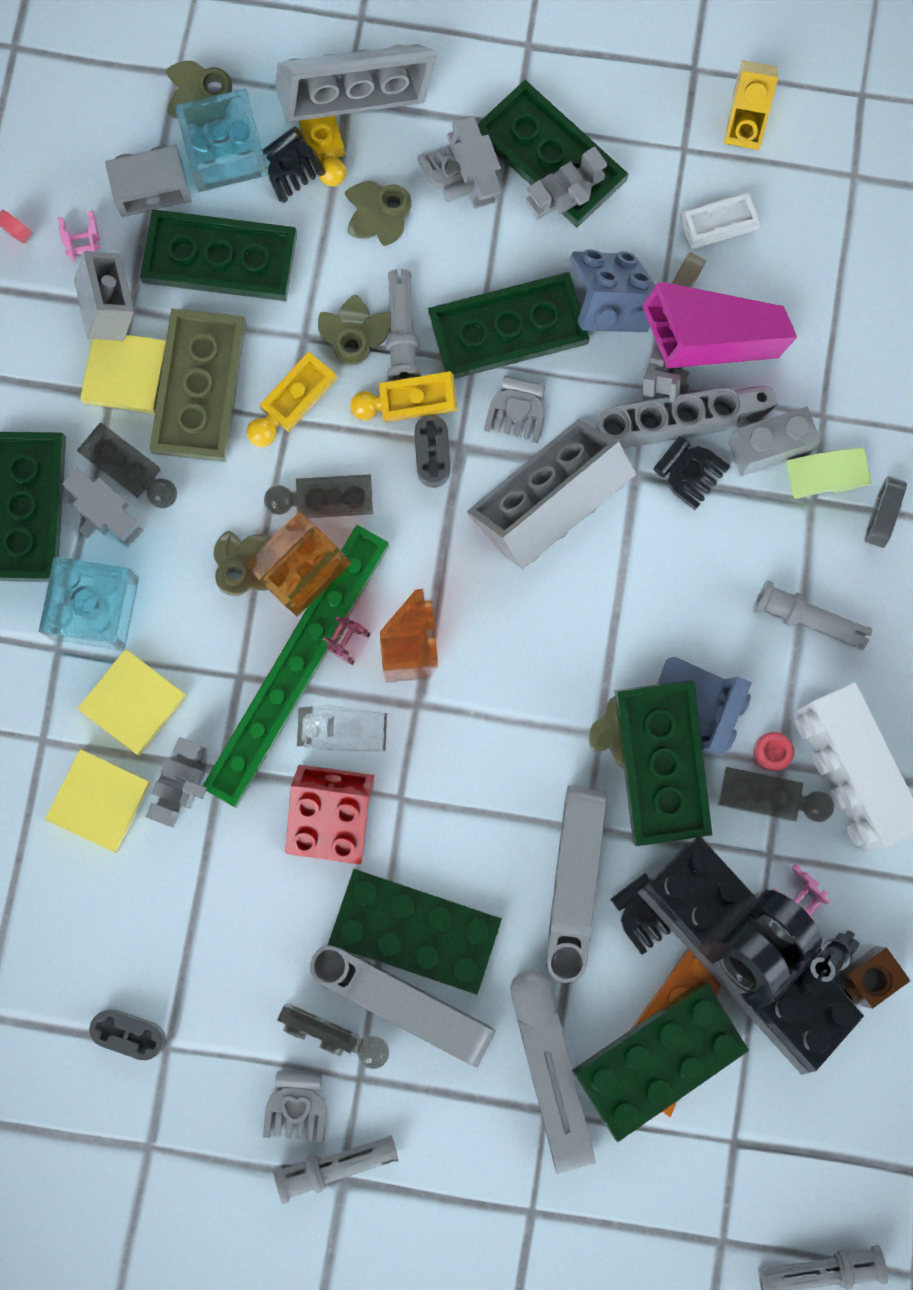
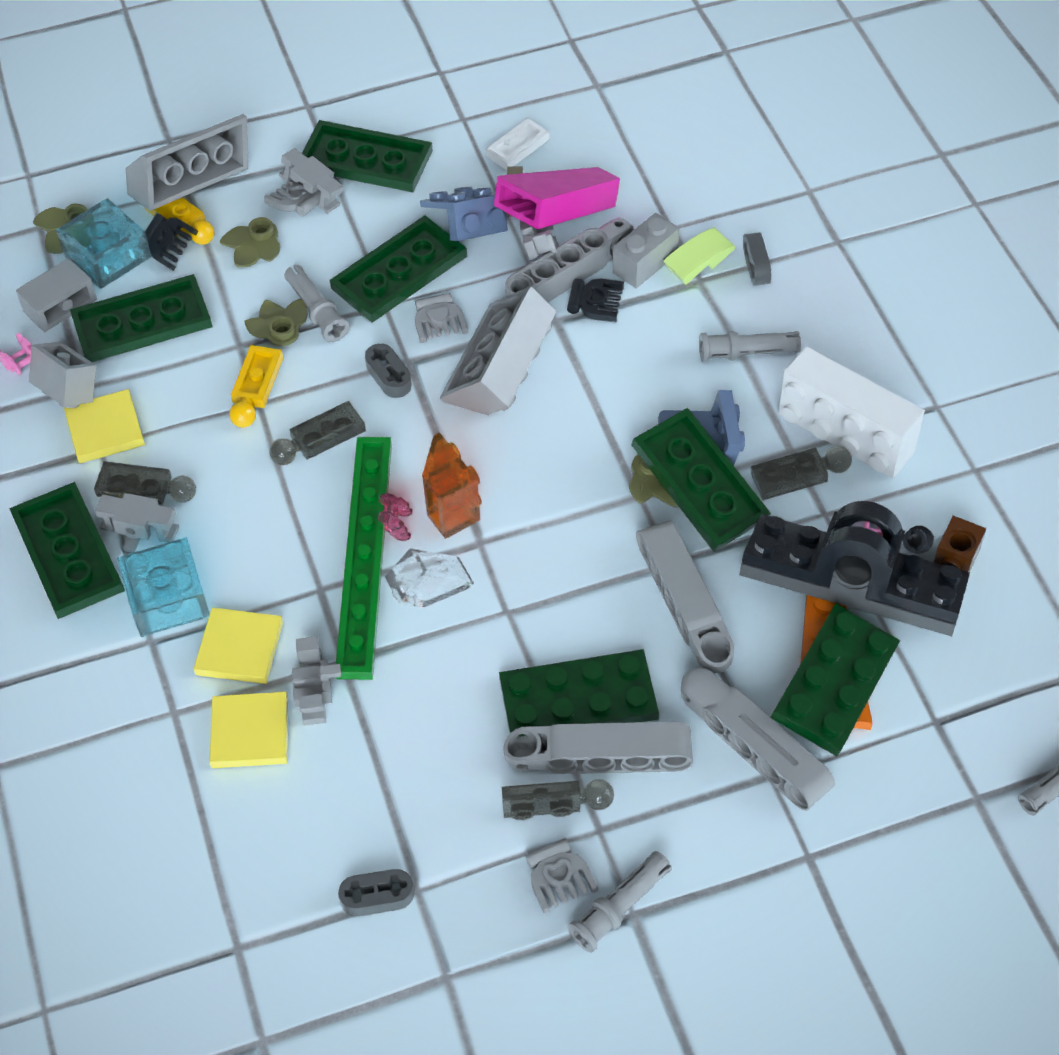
camera: 25 degrees left, 25 degrees down
(198, 385) = (172, 407): olive plate -> none
(231, 556) = (280, 508): olive plate -> none
(298, 563) = (327, 473): clear orange slope -> none
(328, 814) = (456, 647): bracket -> none
(408, 398) = (348, 342): yellow plate -> none
(566, 186) = (391, 164): light grey piece -> none
(638, 913) = (751, 597): black piece -> none
(751, 104) = (495, 70): yellow slope -> none
(773, 751) = (779, 442): coral tile -> none

